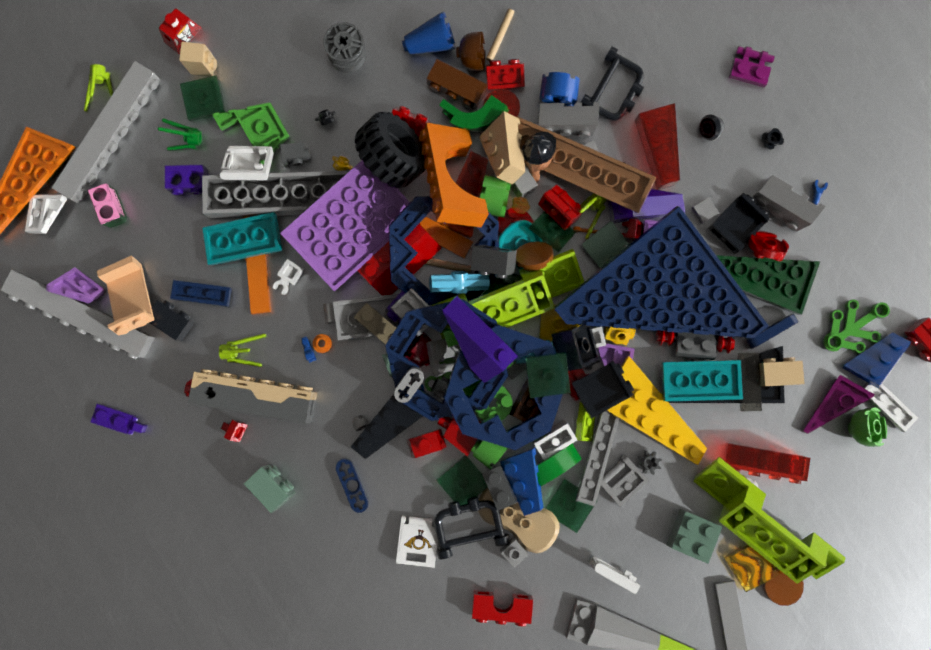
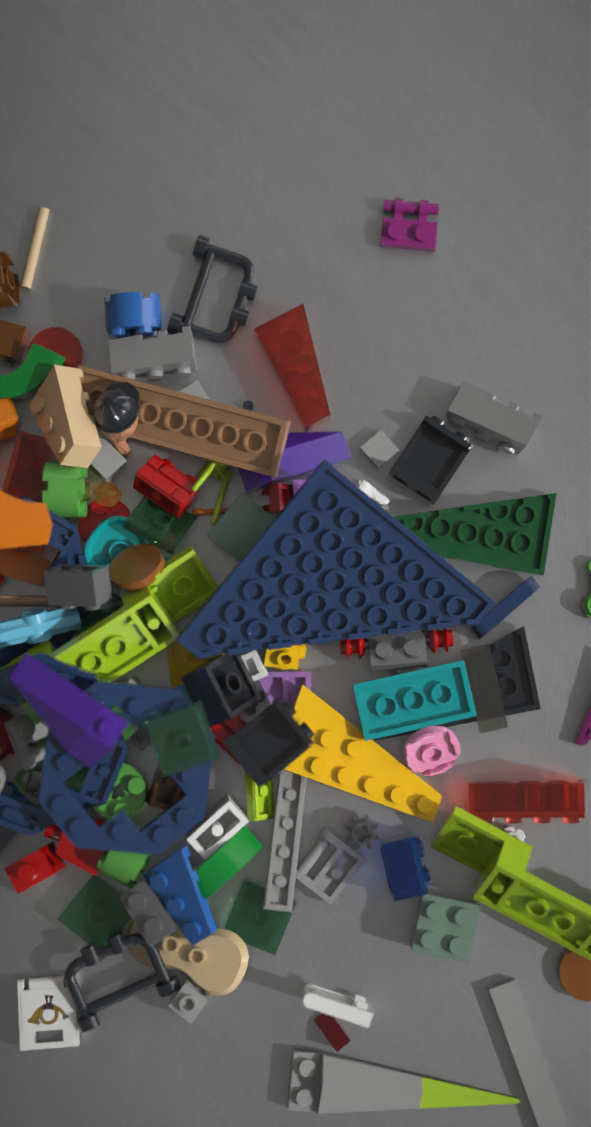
camera: 15 degrees left, 0 degrees up
(505, 74) = (51, 305): red bracket -> none
(518, 612) = (162, 1090): red arch -> none
(605, 591) = (333, 1031): none -> dark red piece
(675, 490) = (404, 867): none -> clear blue brick
(706, 416) = (431, 750): none -> bright pink tile
(711, 127) = (365, 326): black cone -> none
(751, 568) = (534, 956): slope -> none
(766, 245) = (476, 485): red plate -> none
(778, 138) = (458, 318): black plate -> none
(781, 373) = (525, 667): tan brick -> none
(818, 191) = (537, 391): blue piece -> none

